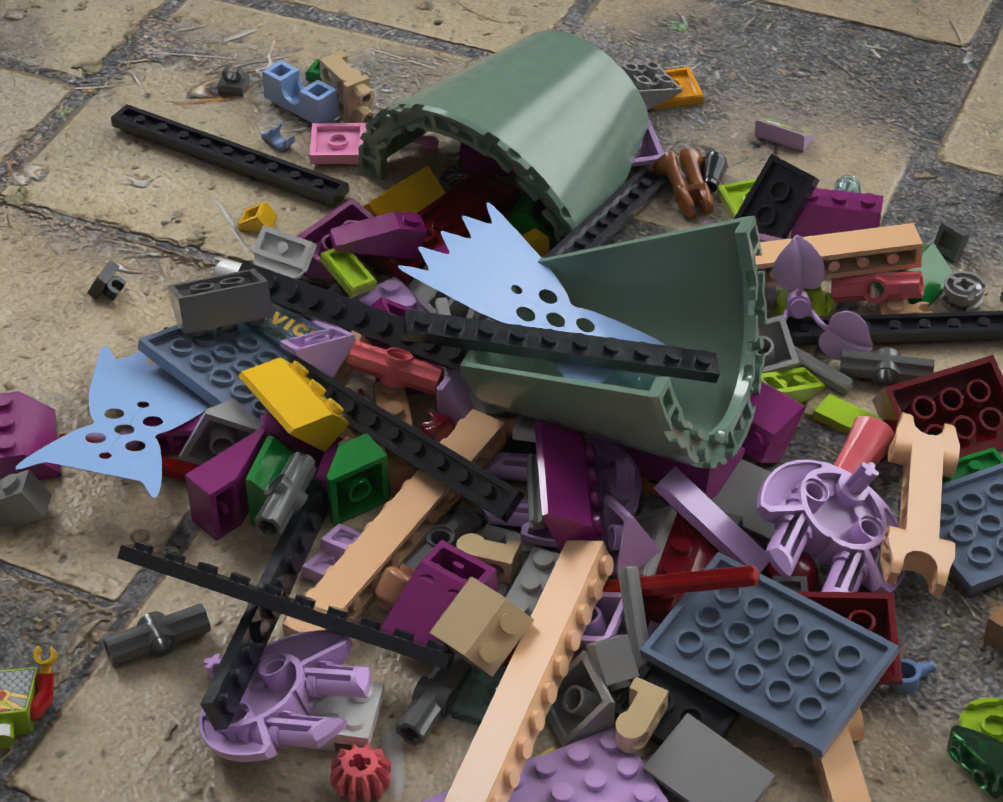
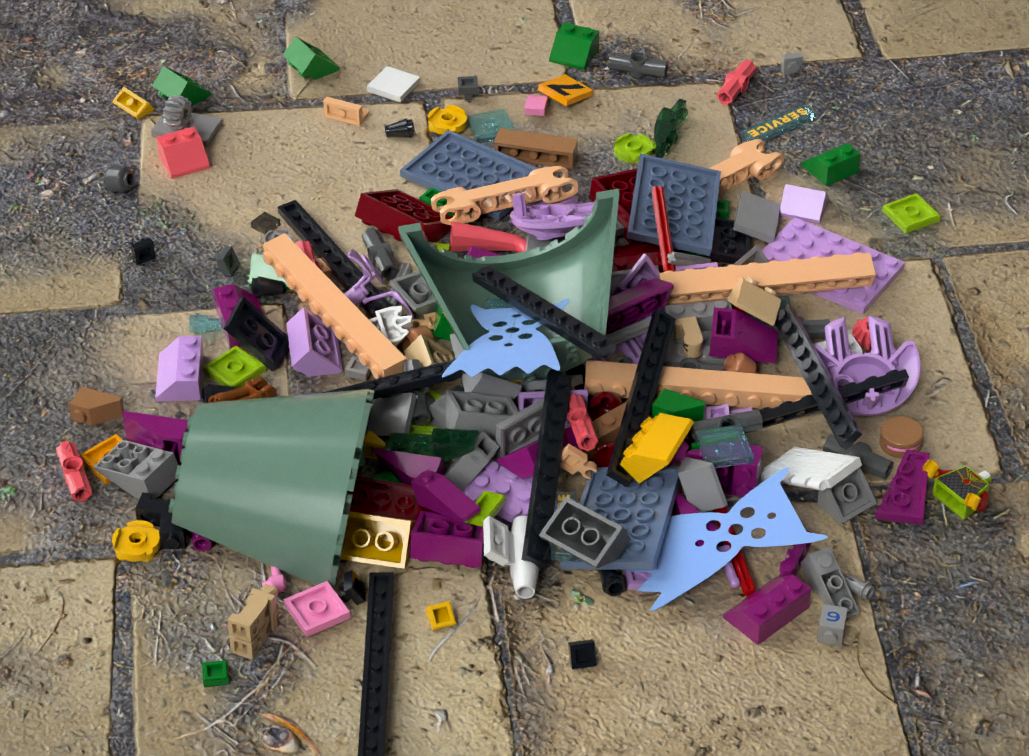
camera: 120 degrees left, 0 degrees up
(64, 496) = (793, 559): none -> magenta plate
(77, 666) = (907, 491): none -> magenta wing
(105, 588) = (847, 497): none -> light grey slope
(149, 697) = (900, 435): none -> medium nougat head
(198, 546) = (812, 468): none -> white hinge
(233, 82) = (269, 722): dark grey tile -> none
(235, 453) = (724, 446): none -> clear light blue tile
(276, 139) = (332, 650): medium blue piece -> none
(313, 103) = (271, 663): light blue arch -> none
(322, 348) = (589, 464): lavender slope -> none
(340, 167) = (352, 588): none -> black tile
(614, 660) = (727, 253): light grey brick -> none
(639, 722) = (747, 237): tan leg -> none
(664, 52) = (74, 471): none -> coral piece
(665, 93) = (156, 431): none -> magenta slope
(749, 153) = (180, 370): none -> lavender slope
(757, 88) = (95, 406): none -> medium nougat slope
(776, 756) = (722, 209): none -> green tile
(783, 134) = (138, 379): lavender slope -> none

